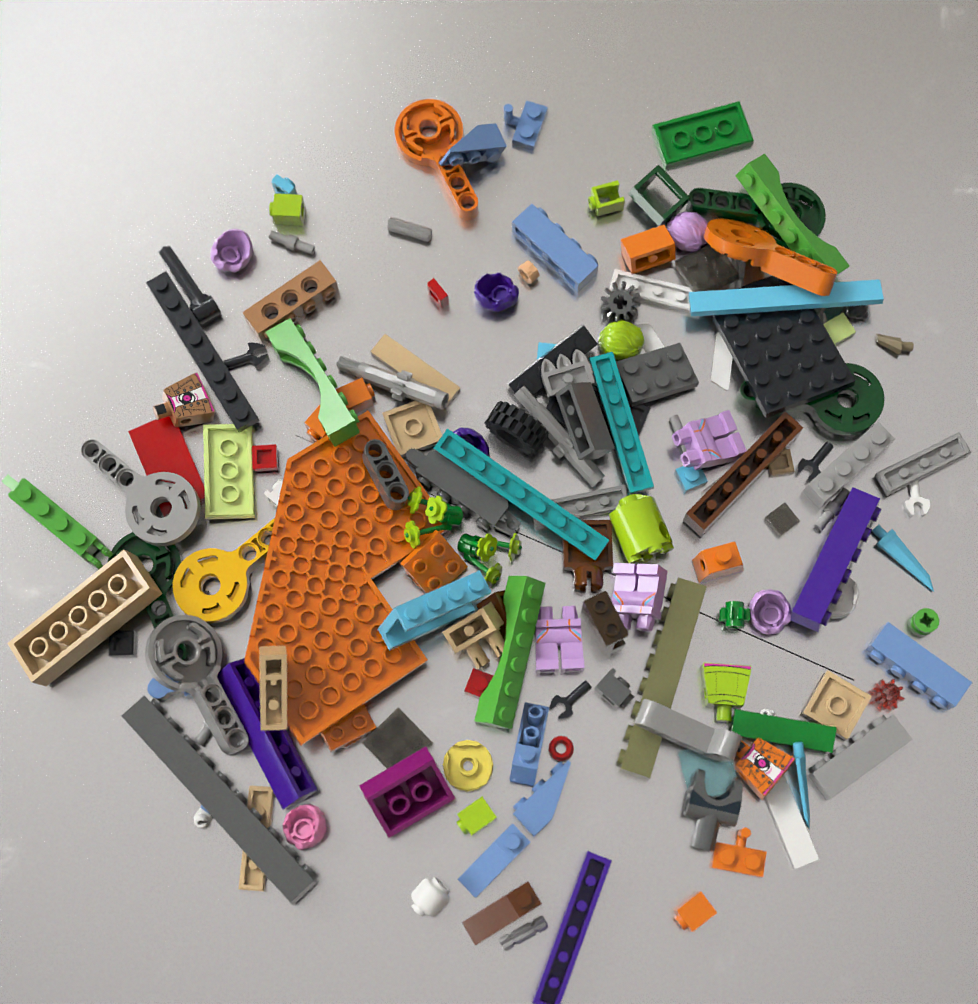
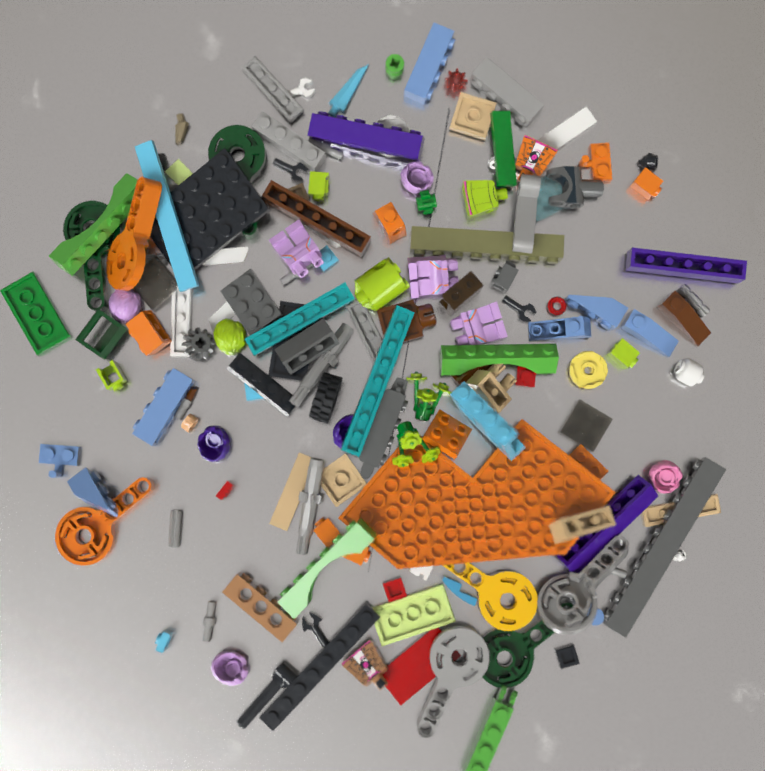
camera: 110 degrees left, 10 degrees up
(84, 618) = (561, 689): tan brick -> none
(246, 527) = (455, 587): none -> dark azure slope
(287, 209) = (182, 633): lime brick -> none
(385, 463) = (393, 479): dark grey beam -> none
(407, 792) = (623, 407): magenta brick -> none
(553, 274) = (186, 402): none -> light grey piece
(566, 373) = (271, 369): light grey plate -> none
(723, 925) = (649, 161): none -> black plate
(782, 519) = (342, 183): clear smoke tile -> none
(785, 487) = (318, 186): none -> lime window
(800, 760) = (528, 130): medium azure bar -> none

